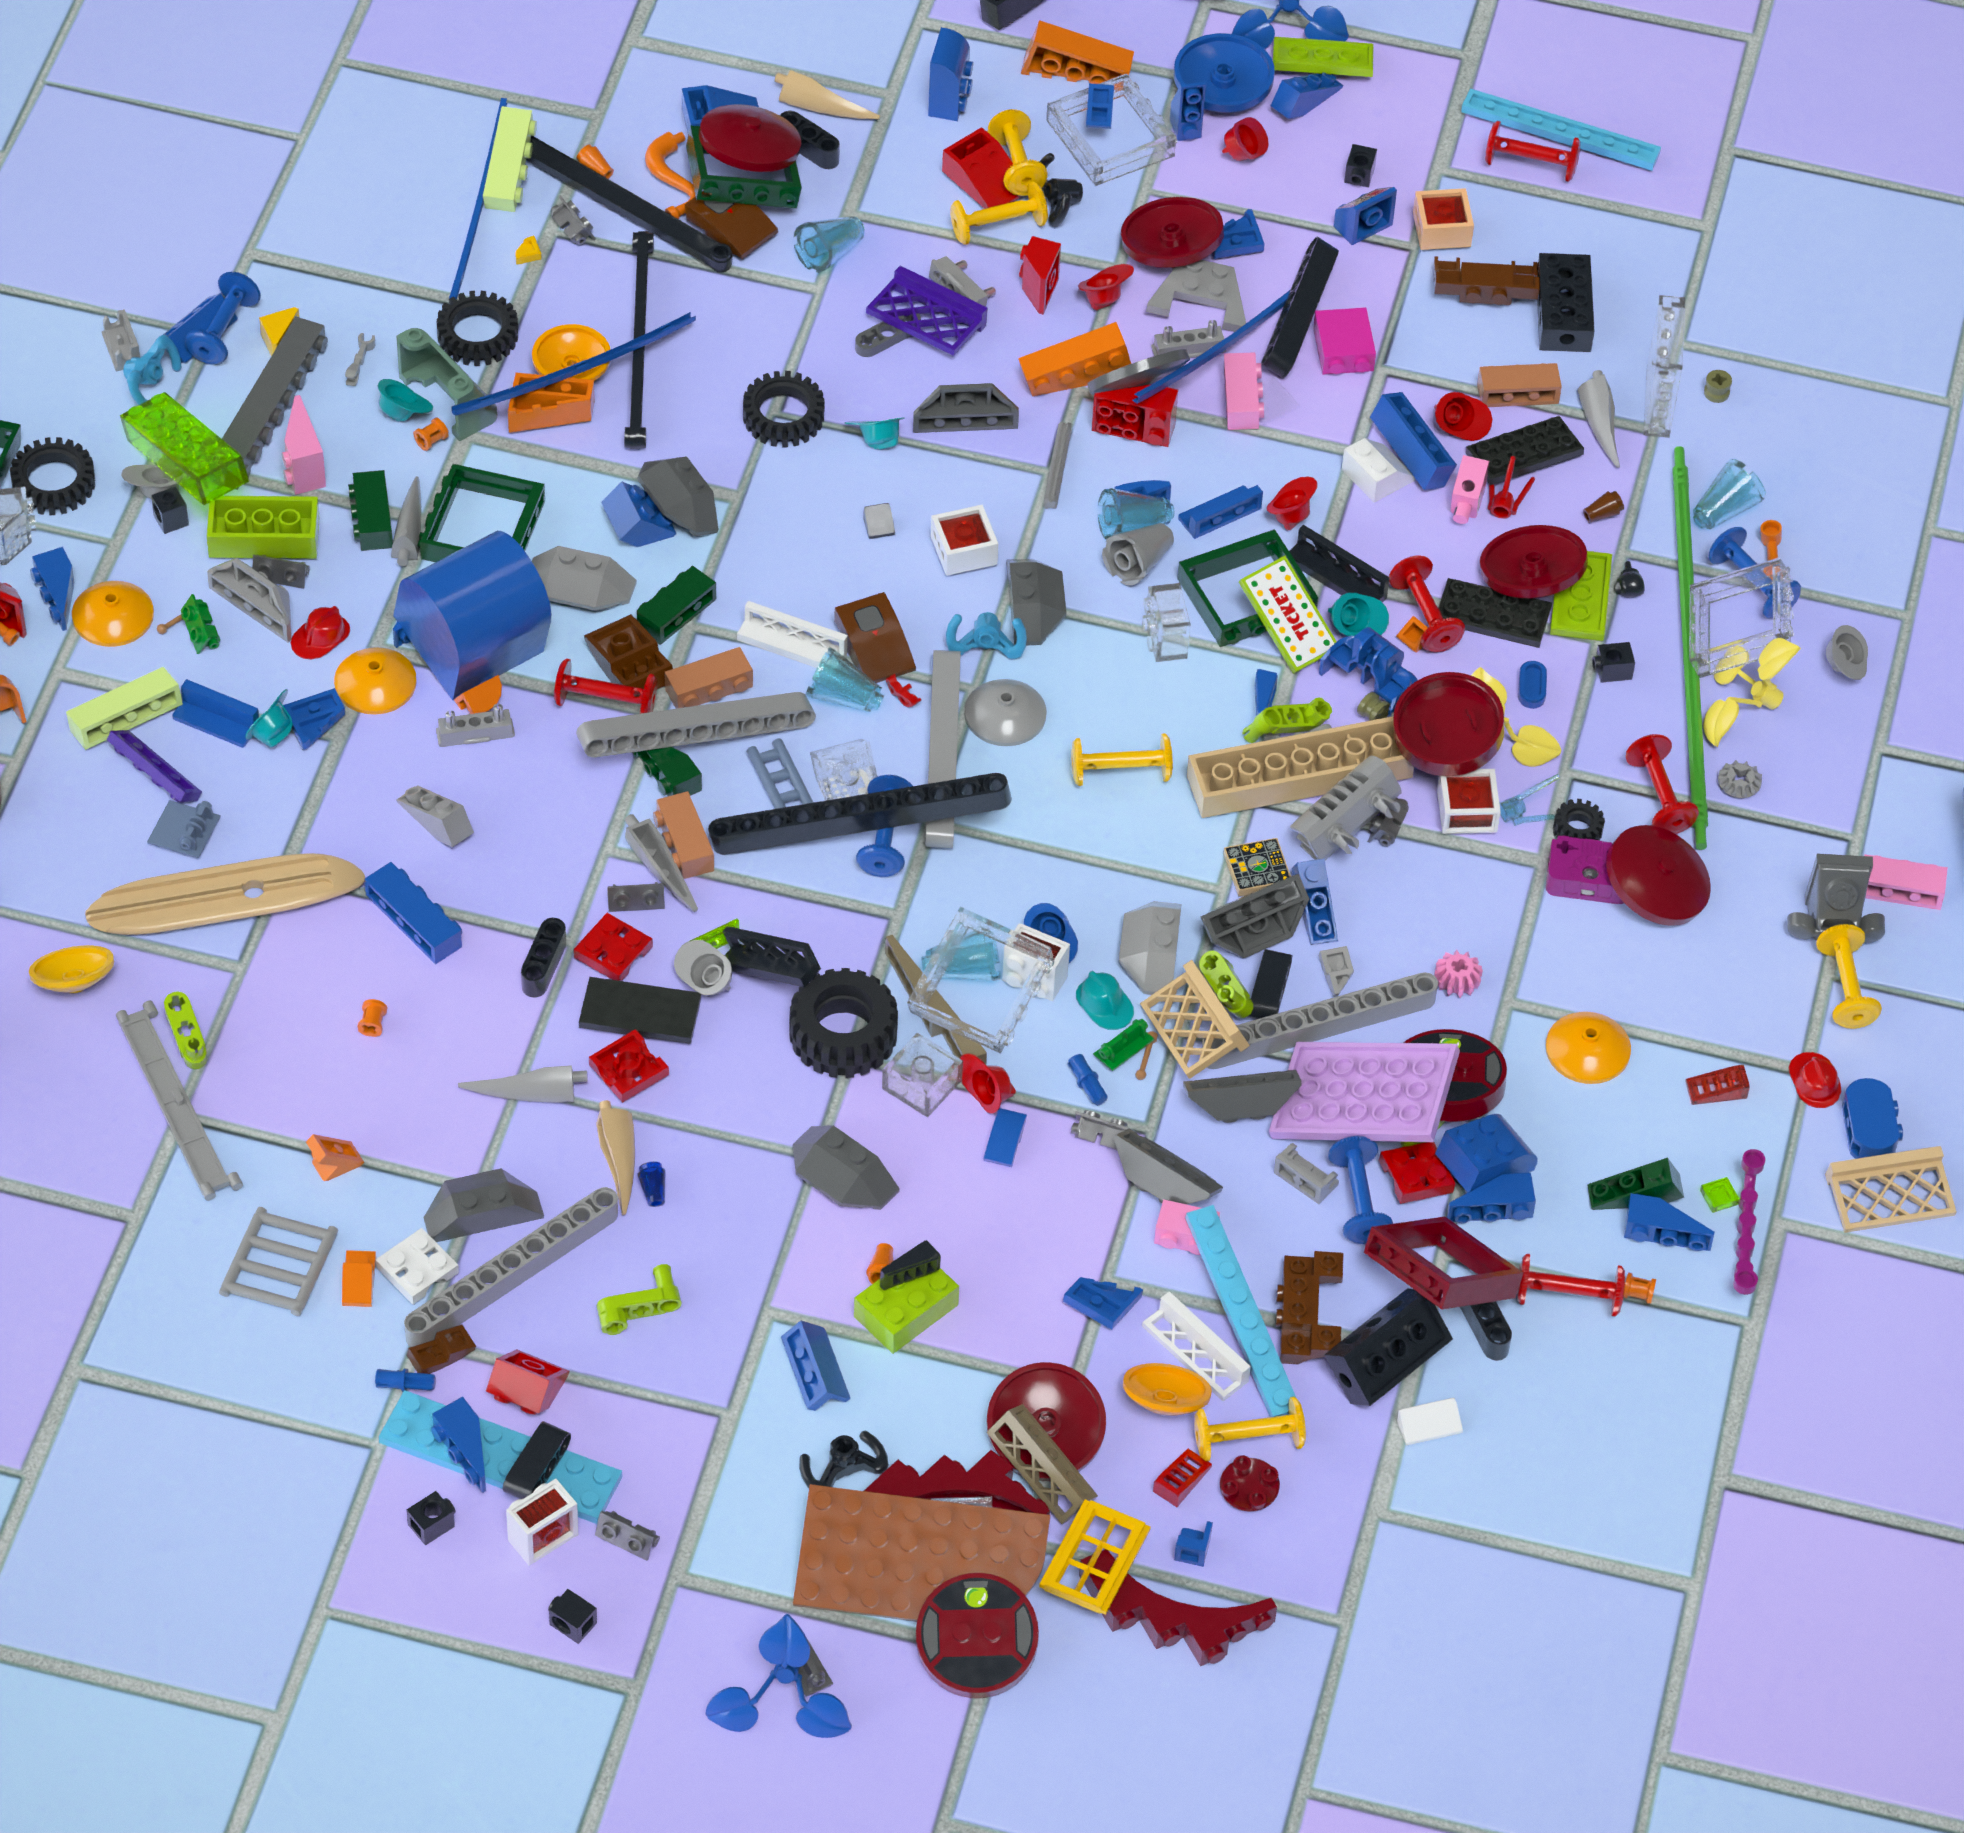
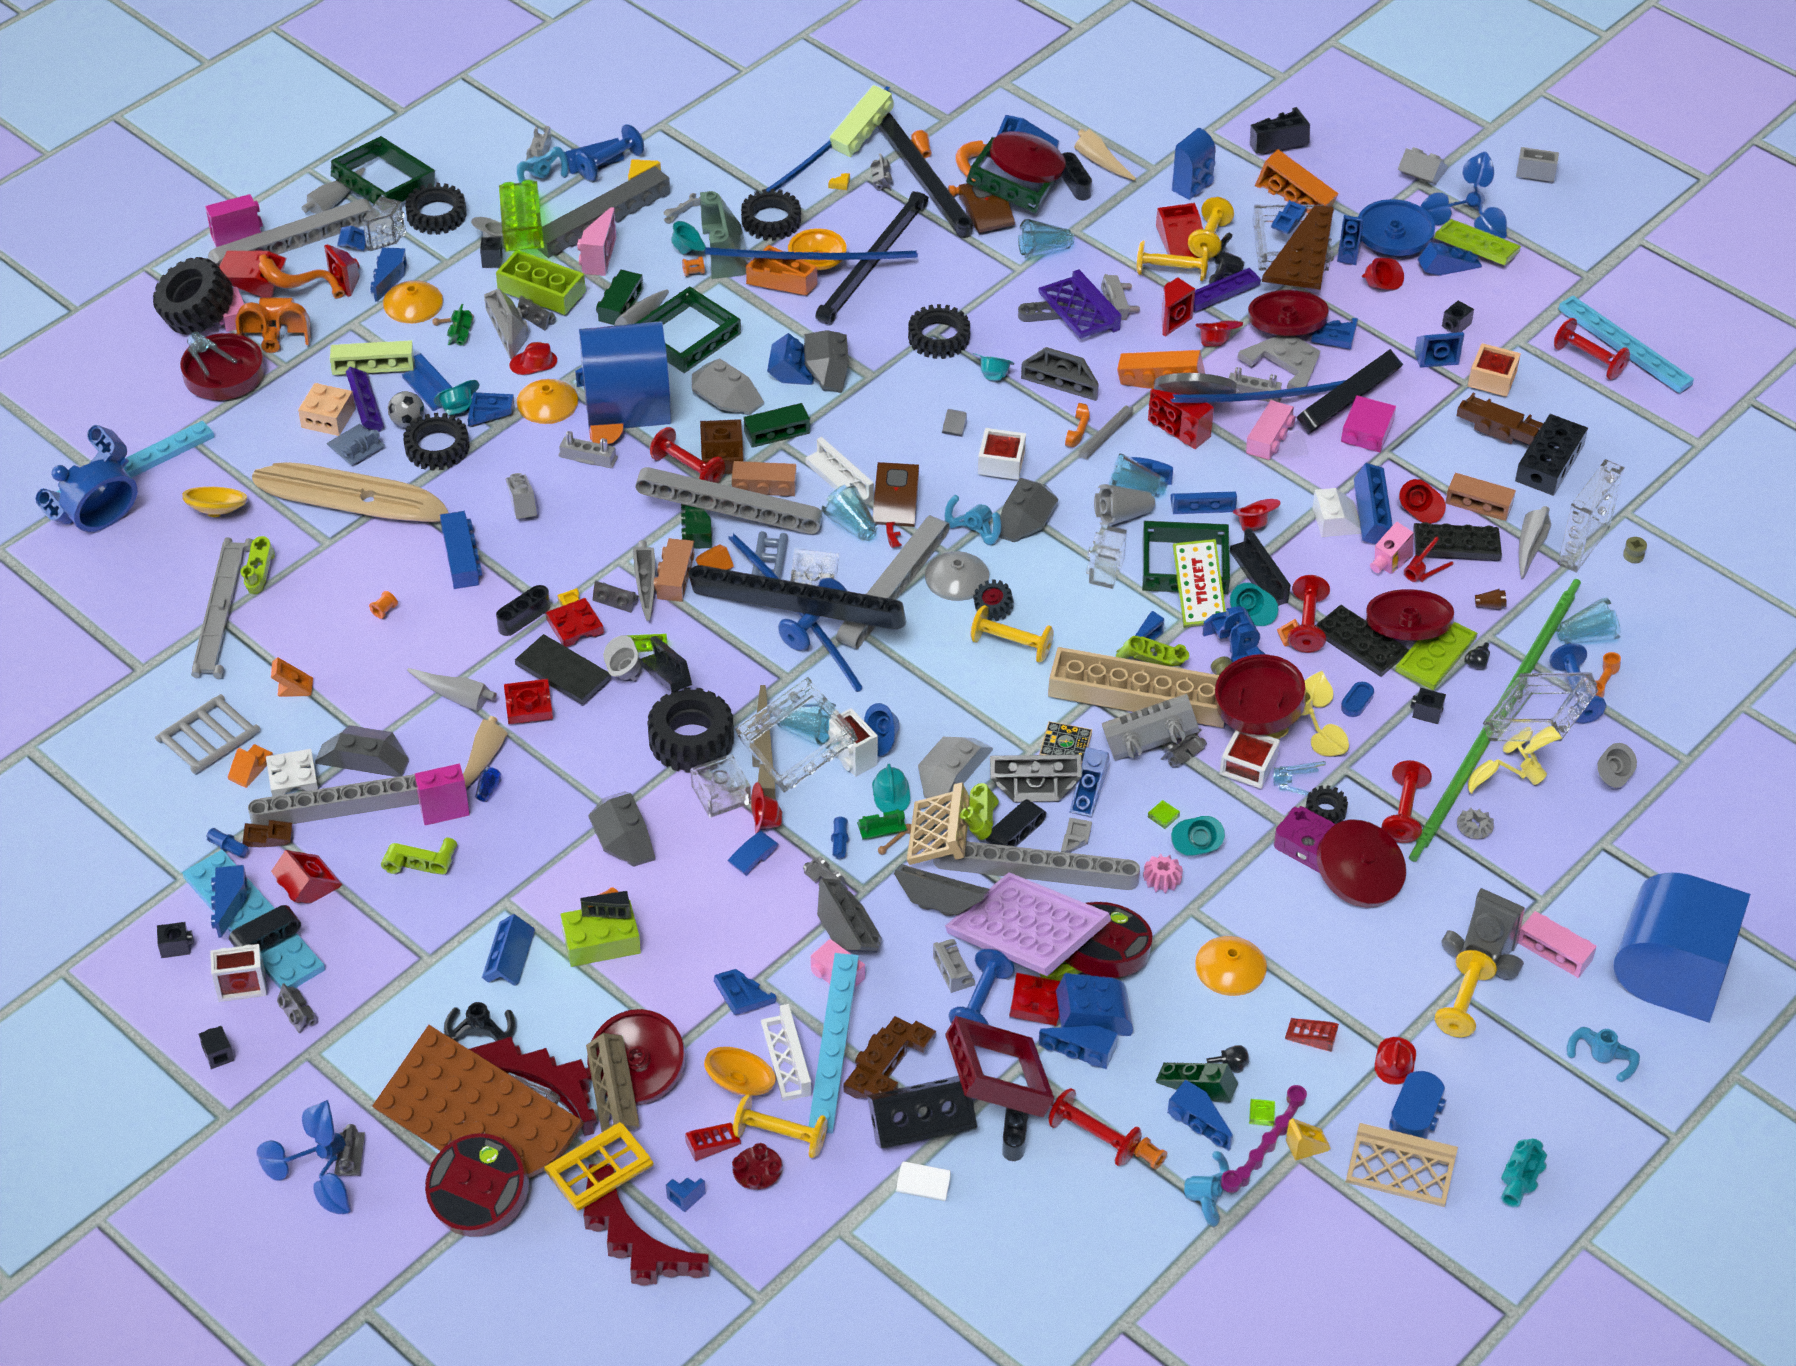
camera: 30 degrees right, 5 degrees down
(119, 797) = (326, 409): none -> light nougat piece
(220, 759) = (405, 408): none -> light grey piece
(288, 811) = (436, 425): none -> black tyre
(582, 921) = (568, 597): none -> yellow tile
(622, 1217) = (442, 794): none -> dark pink brick
(720, 801) = (715, 557): none -> orange brick
(897, 843) = (815, 627): none -> blue piece
(1018, 451) = (1073, 438): none -> orange bar
(1071, 723) = (996, 597): none -> black wheel
(1080, 222) = (1225, 288): none -> dark purple plate
(1148, 152) = (1304, 254): none -> reddish brown wing
(1413, 905) = (1163, 814): none -> clear neon green tile
(1472, 915) = (1197, 835): none -> teal piece
(1654, 1148) = (1235, 1056): none -> black piece
(1721, 1300) = (1207, 1190): none -> dark azure piece
(1782, 1206) = (1305, 1139): none -> yellow slope

